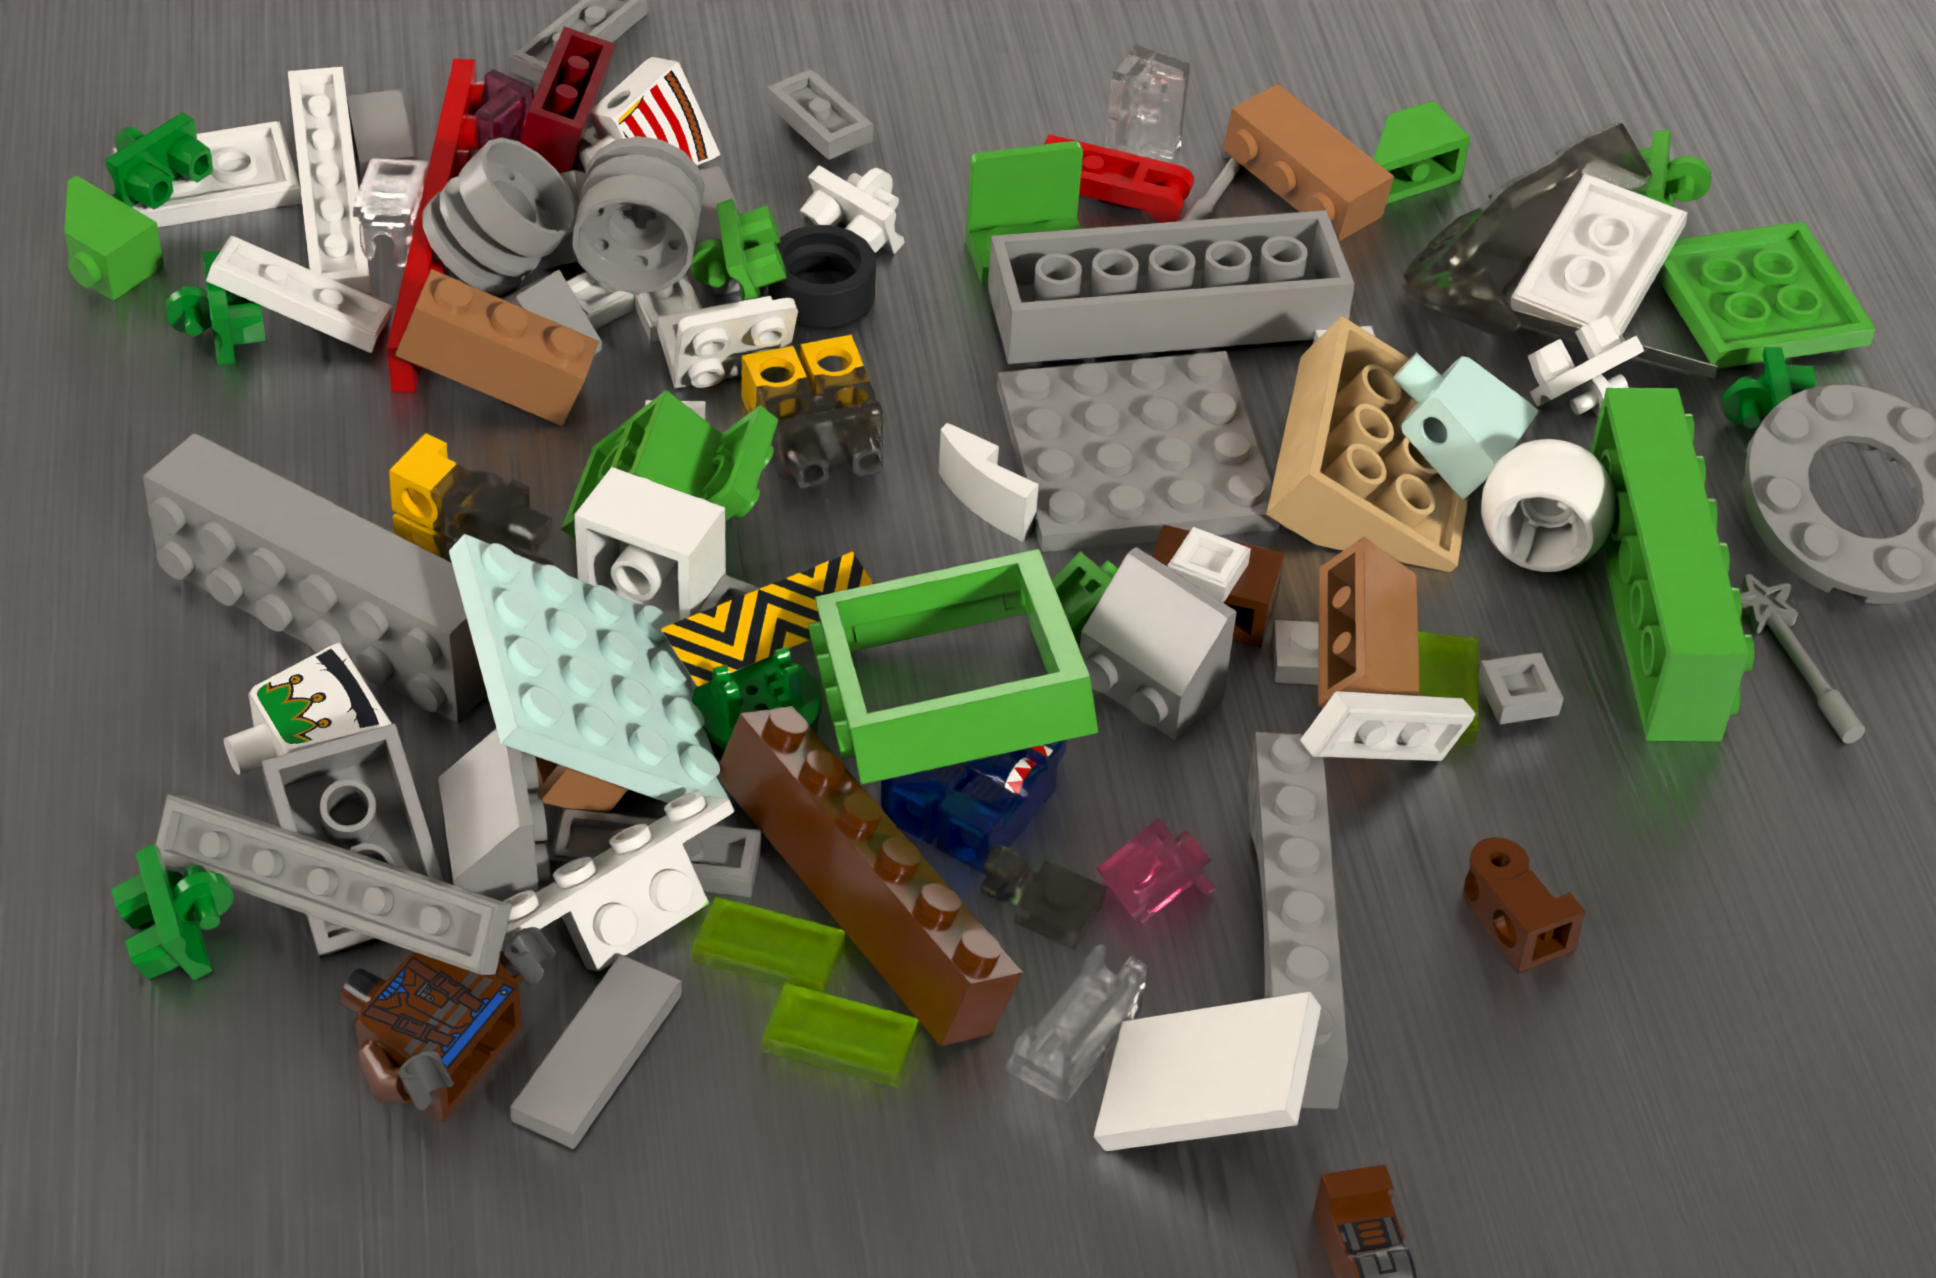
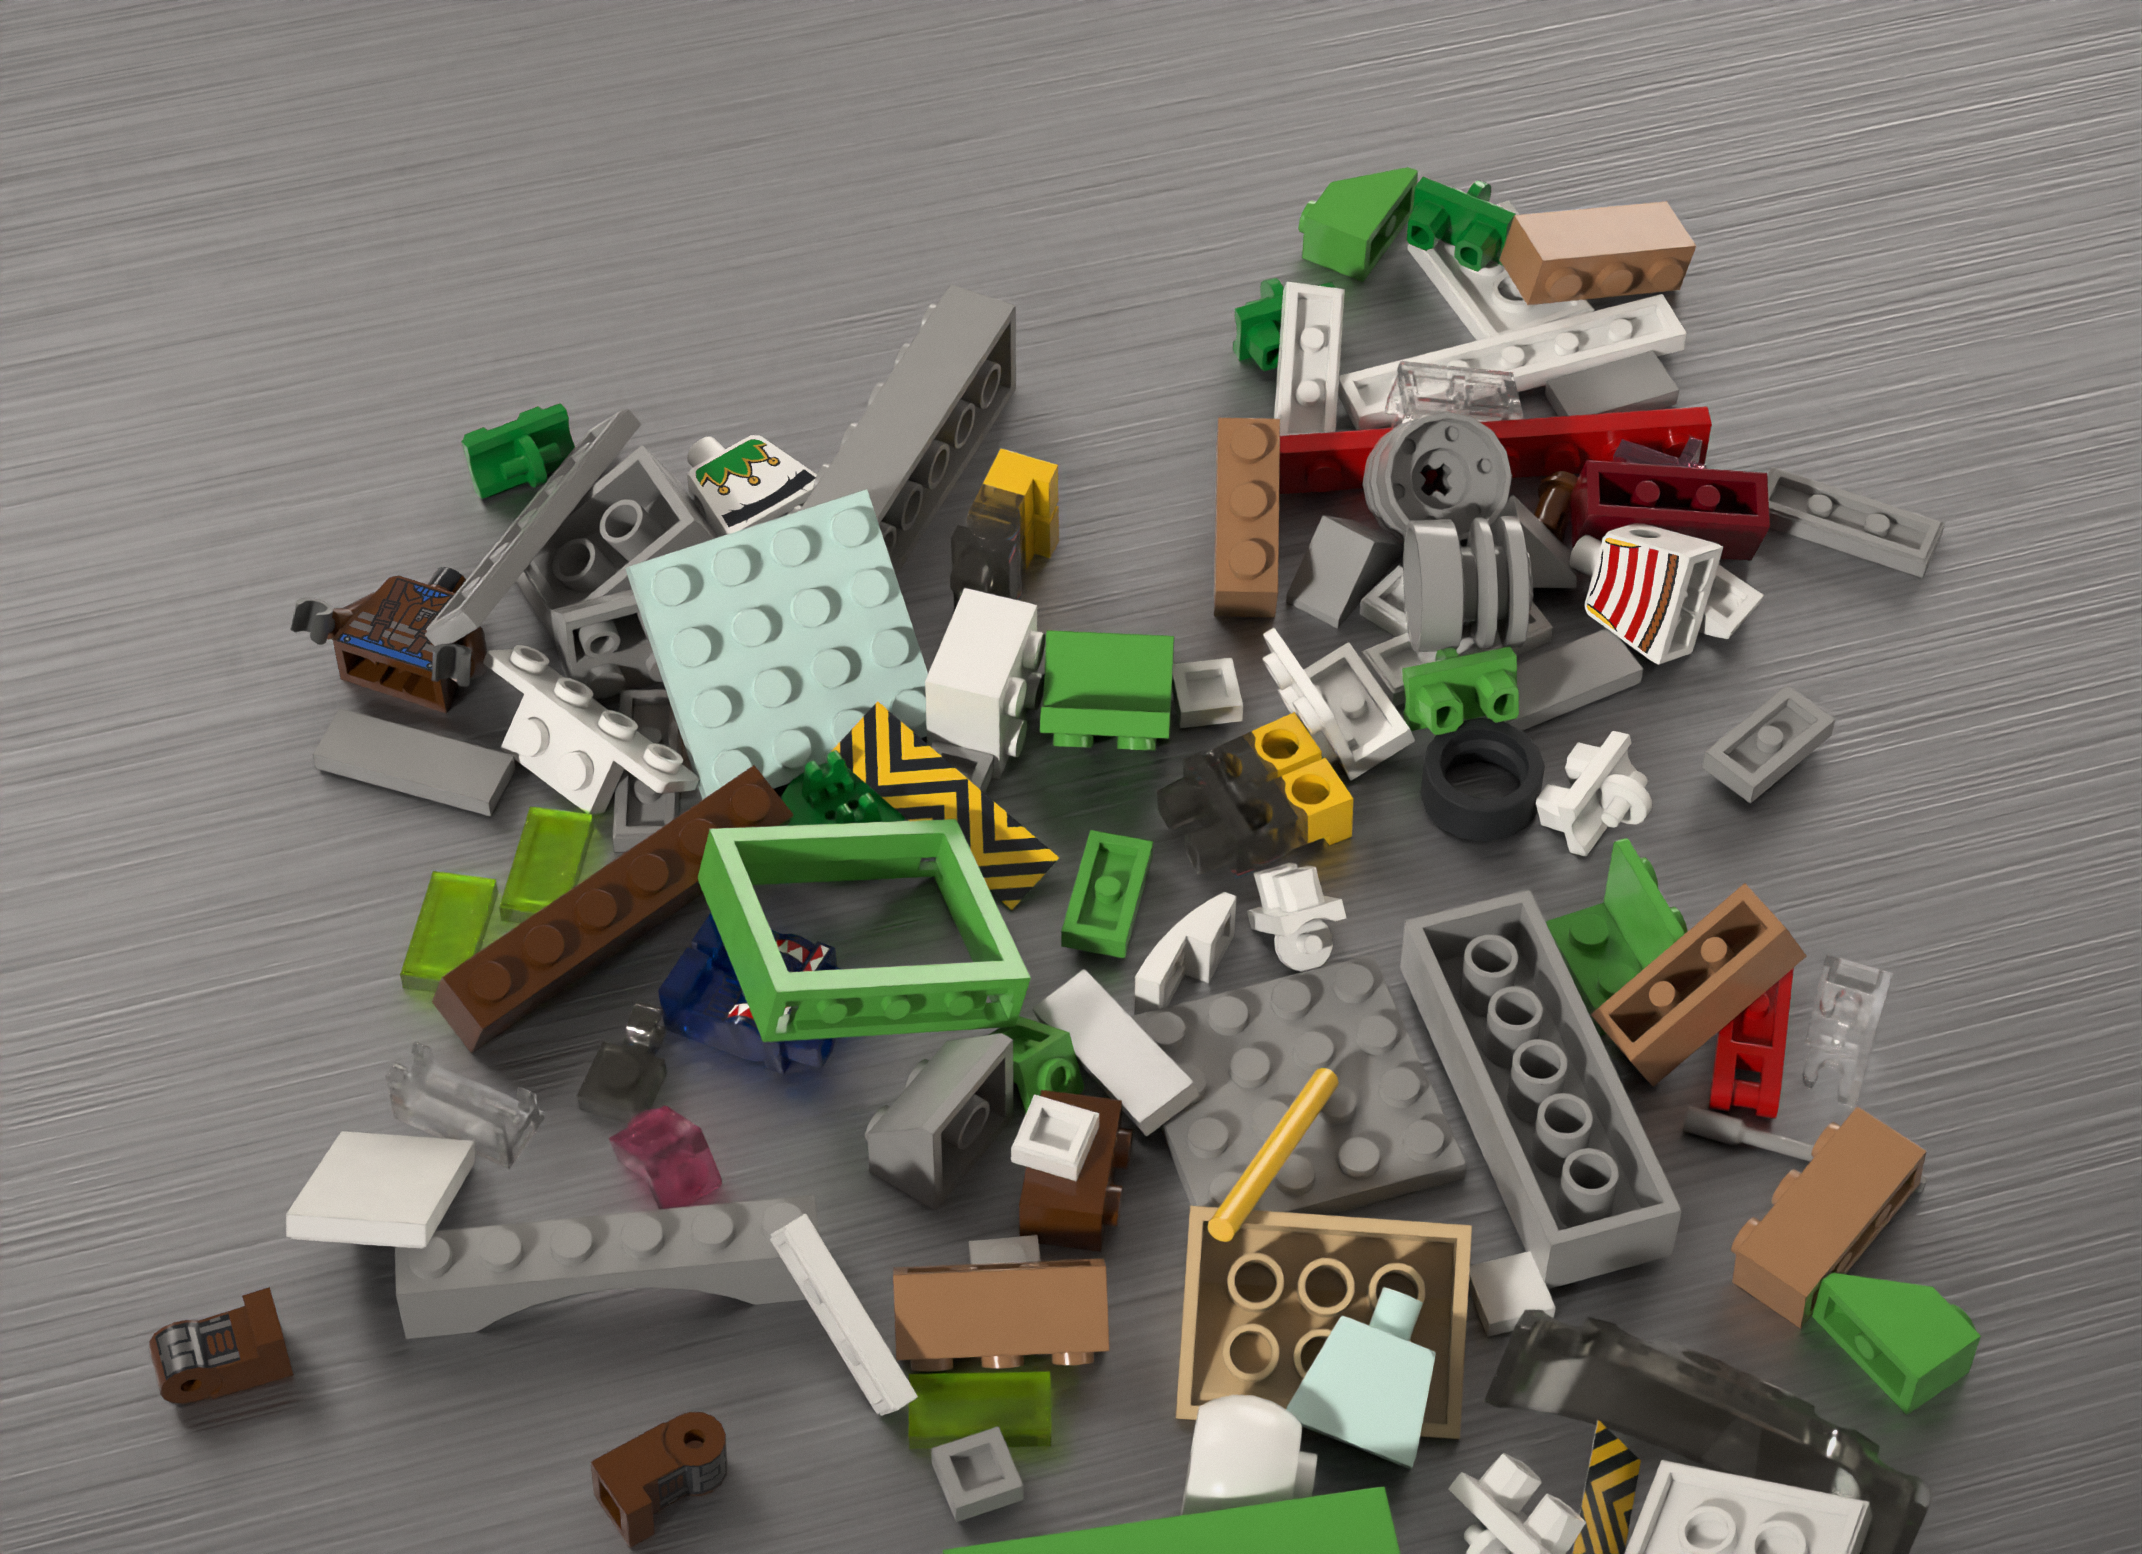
camera: 85 degrees right, 5 degrees up
(231, 92) = (1597, 252): none -> medium nougat brick
(899, 526) = (1107, 894): none -> bright green plate
(966, 398) = (1294, 912): none -> white hips
(1102, 527) = (1118, 1052): none -> tile
(1113, 173) = (1699, 984): none -> medium nougat brick
(1251, 424) = (1272, 1155): none -> yellow bar

